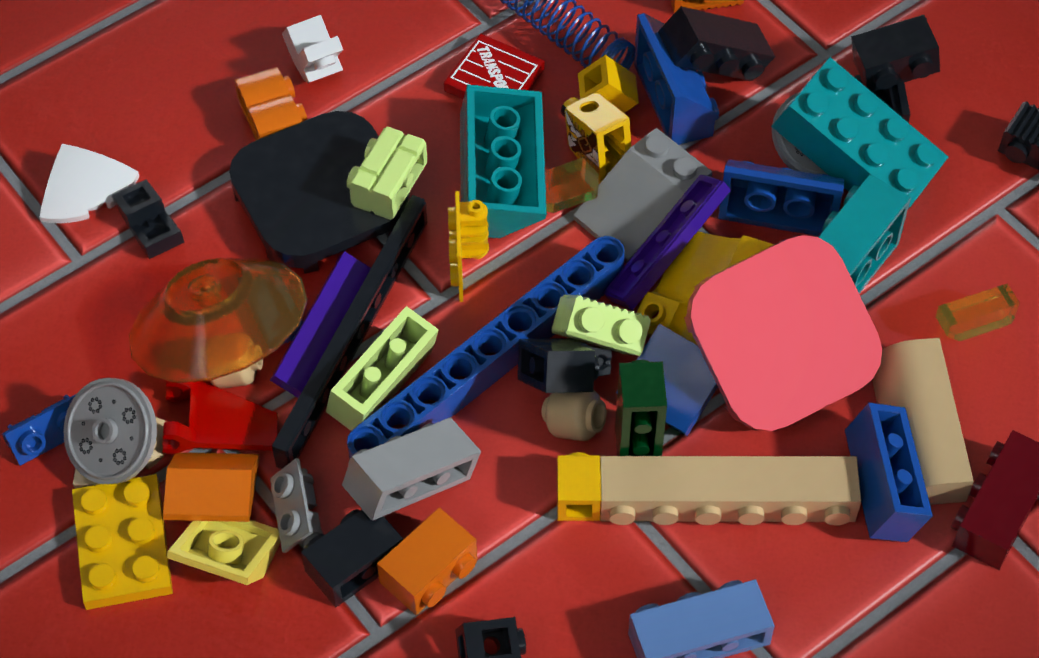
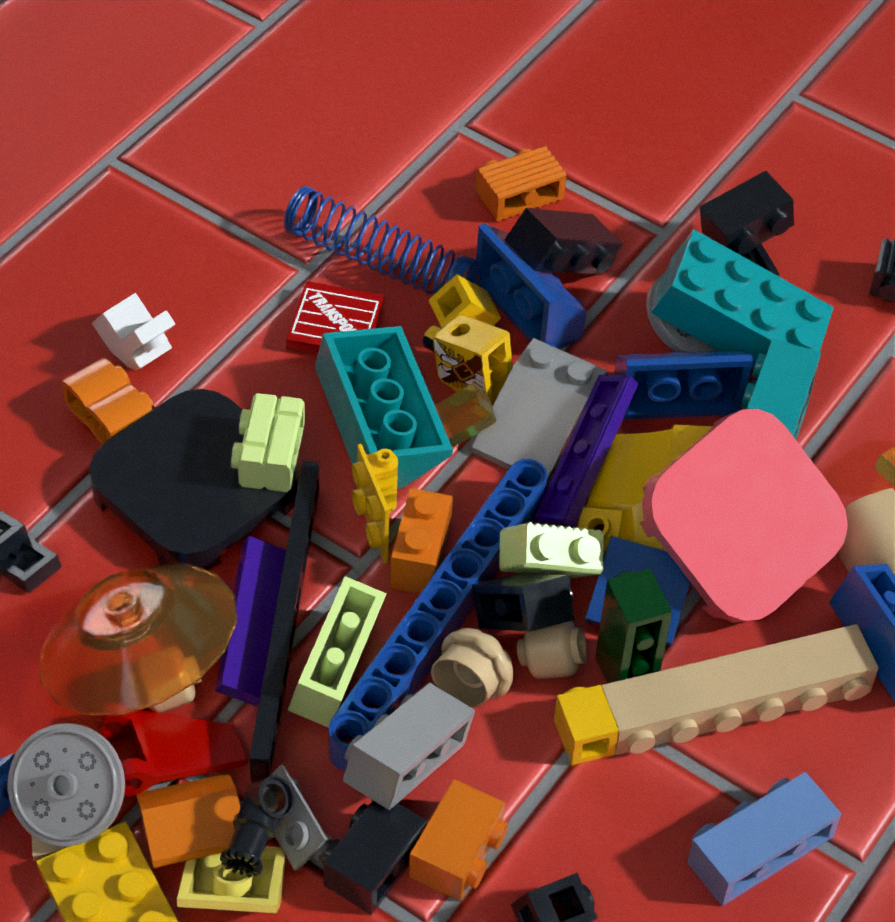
camera: 20 degrees left, 5 degrees down
(254, 506) = (256, 825): none -> black connector
(493, 286) = (420, 540): none -> orange brick
(494, 413) = (472, 667): none -> tan piece

